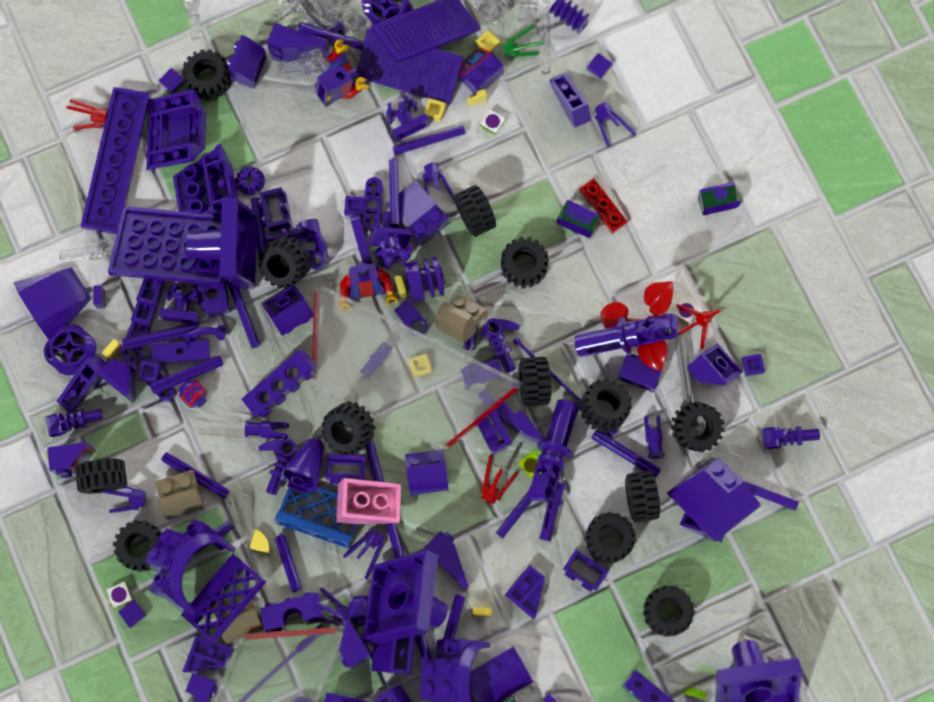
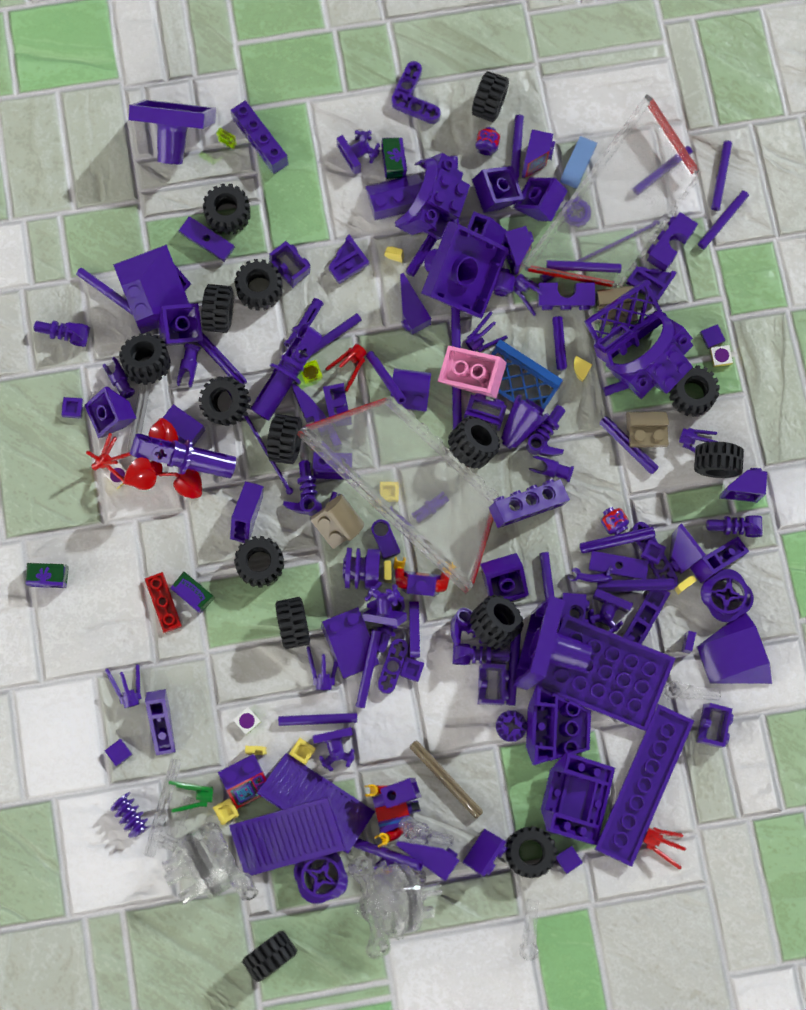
camera: 170 degrees left, 0 degrees up
(60, 227) = (714, 725): none -> dark purple window
(229, 567) = (615, 341): none -> dark purple window
(280, 649) = (583, 266): none -> dark purple piece
(298, 119) = (446, 779): none -> dark tan axle
(453, 471) = (386, 378): none -> dark purple piece
(551, 307) = (246, 512): none -> dark purple slope
(674, 470) = (180, 324): none -> dark purple slope
(691, 578) = (198, 233): none -> dark purple tile
(719, 403) = (119, 379): none -> dark purple piece

